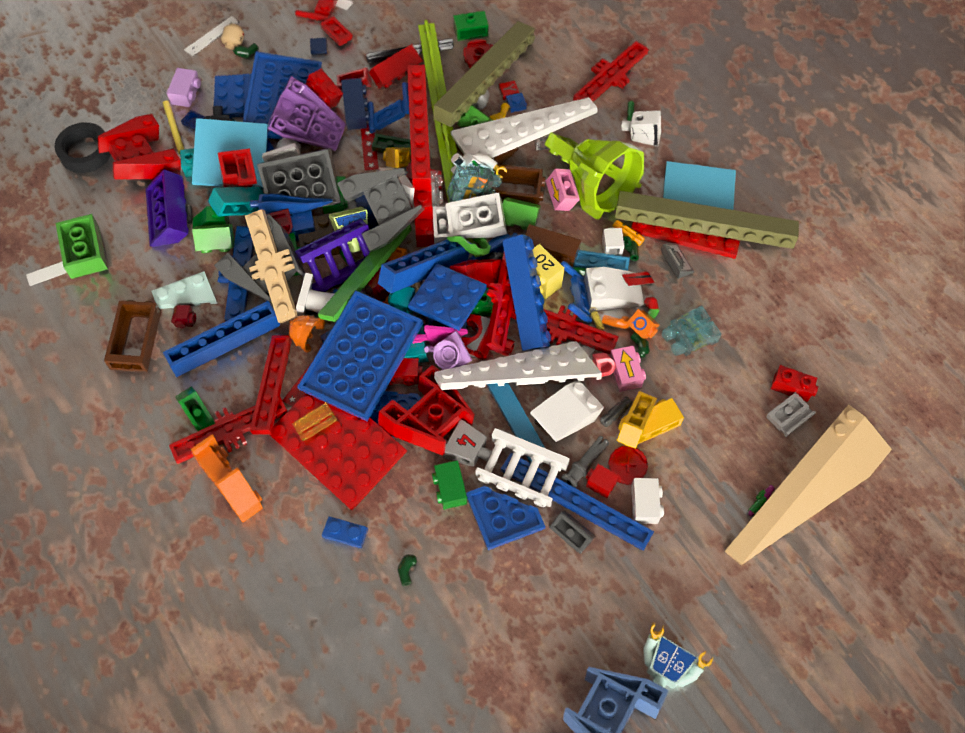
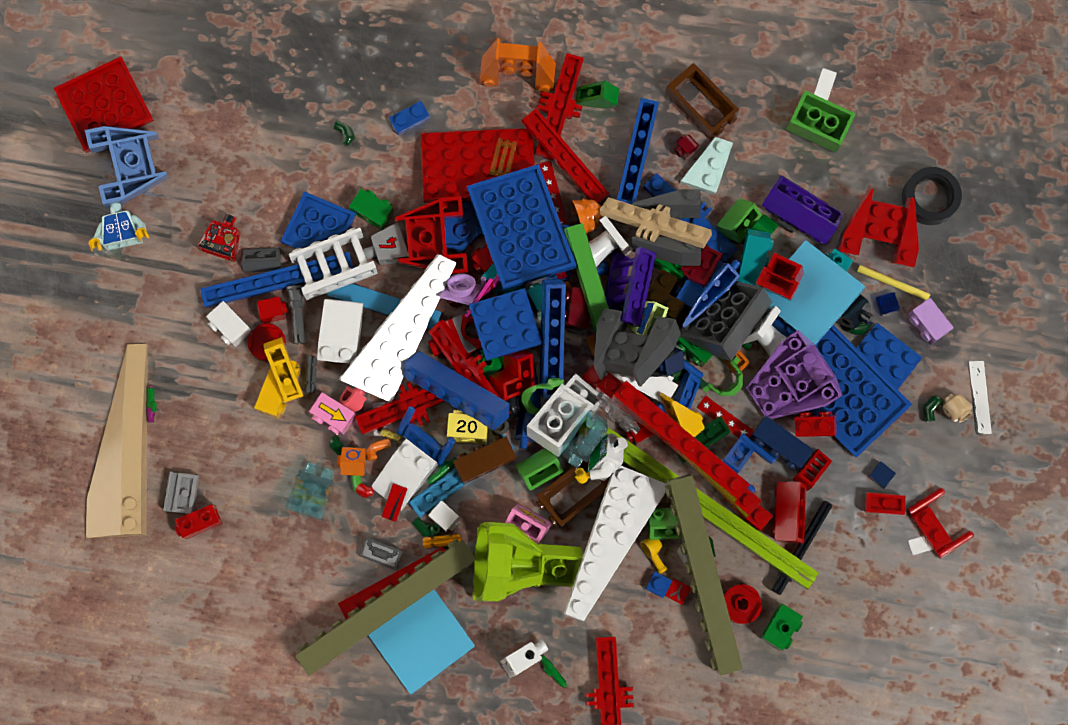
camera: 130 degrees right, 15 degrees up
(347, 156) = (733, 388): none -> bright green helmet
(590, 573) = (221, 239): none -> torso

